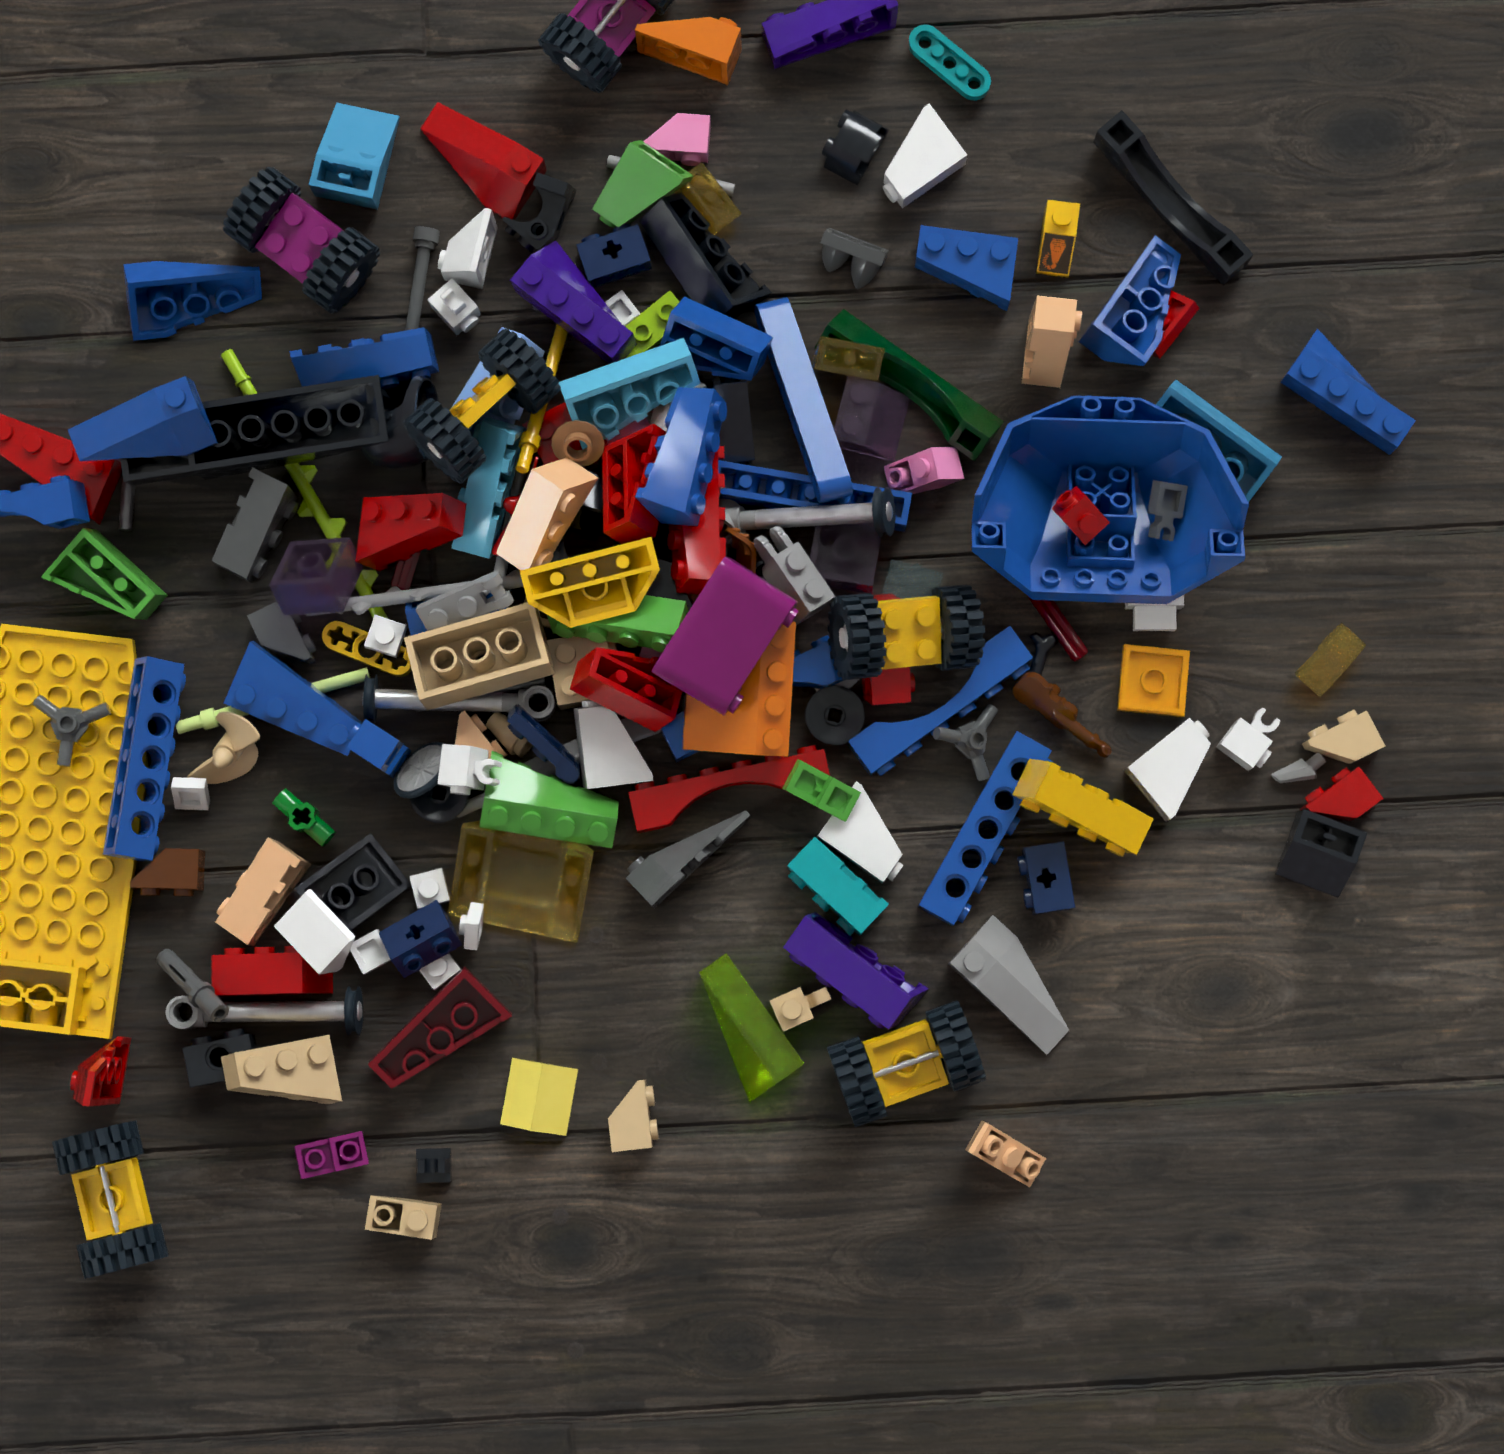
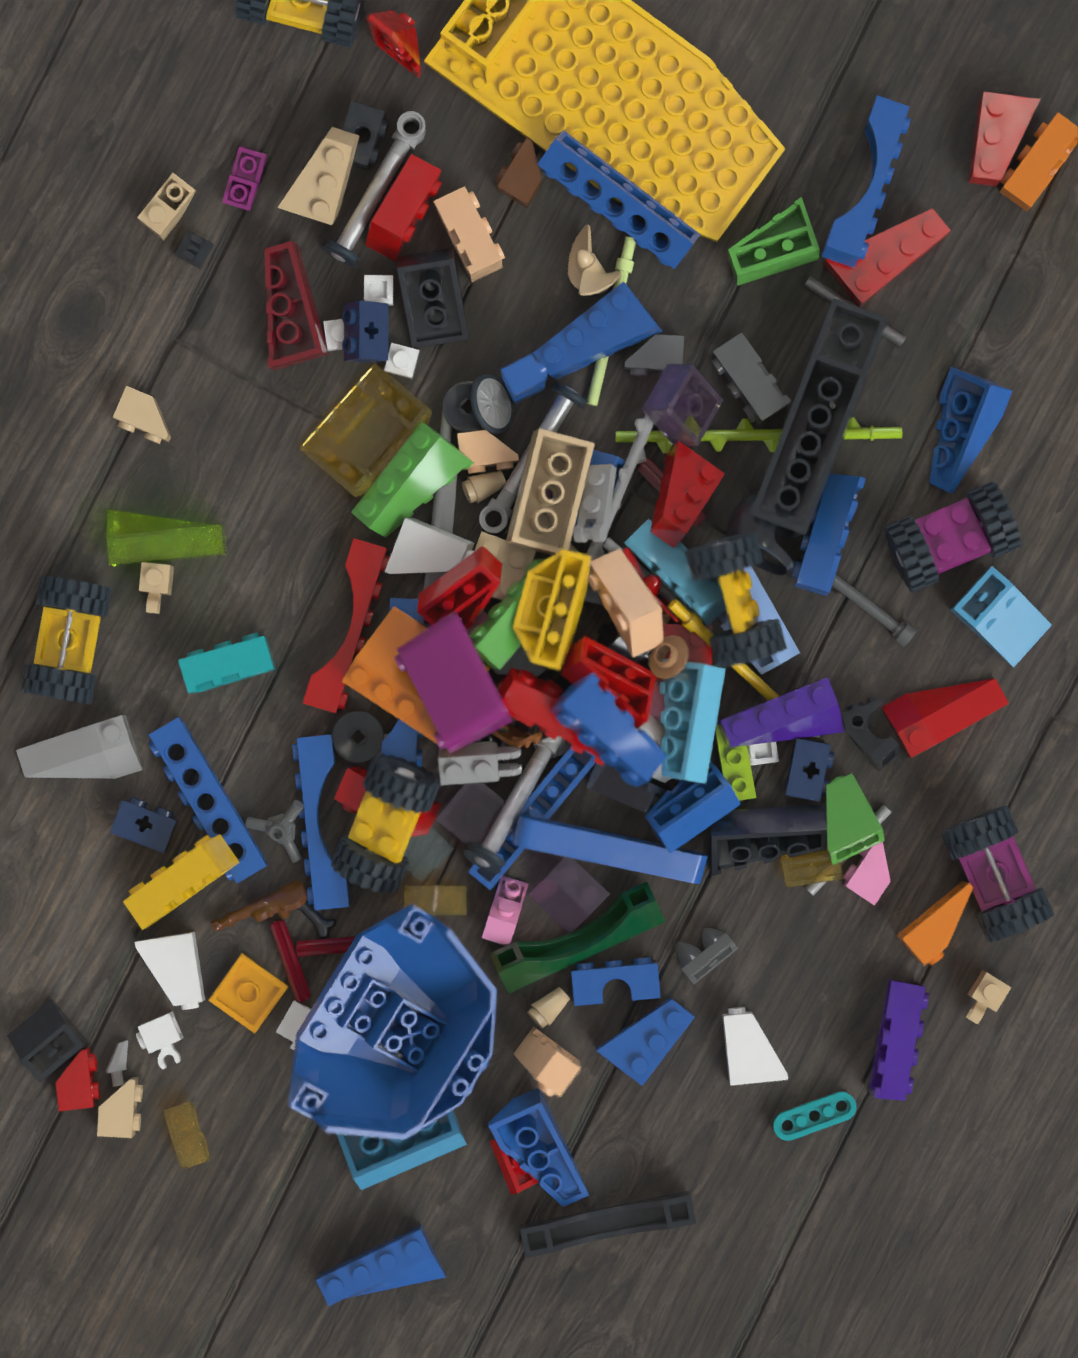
camera: 115 degrees right, 5 degrees up
(69, 724) = (676, 158): dark grey piece -> none
(152, 425) = (861, 342): blue wedge -> none
(190, 793) = (574, 220): white plate -> none
(199, 993) = (417, 146): dark grey pin -> none
(316, 828) = (492, 300): green axle -> none
(316, 933) = (408, 255): white slope -> none
(342, 647) = (622, 395): yellow beam -> none
(385, 636) = (610, 432): white plate -> none
(455, 307) = (835, 626): white brick -> none
(465, 768) = (470, 435): white brick -> none
(470, 251) = (872, 660): white slope -> none
(472, 925) = (353, 375): white plate -> none
(539, 1097) = (199, 355): light yellow slope -> none
(543, 743) = (458, 505): dark blue hinge -> none
(668, 868) = (313, 545): dark grey wedge -> none
(821, 790) = (304, 693): bright green slope -> none
(848, 358) = (621, 900): clear yellow slope -> none
(853, 971) = (157, 641): dark purple wedge -> none
(854, 146) = (790, 1005): black cylinder -> none
(864, 839) = (255, 704): white slope -> none
(944, 349) = (590, 980): none -> blue arch
(953, 546) = (437, 899): none -> clear yellow slope
(994, 376) = (548, 1007): none -> tan cone
(1058, 238) = (627, 1118): slope -> none
(1080, 514) = (398, 1005): red bracket -> none
(1097, 656) = (290, 960): none -> dark red axle
(1166, 503) = (370, 1076): dark grey plate -> none

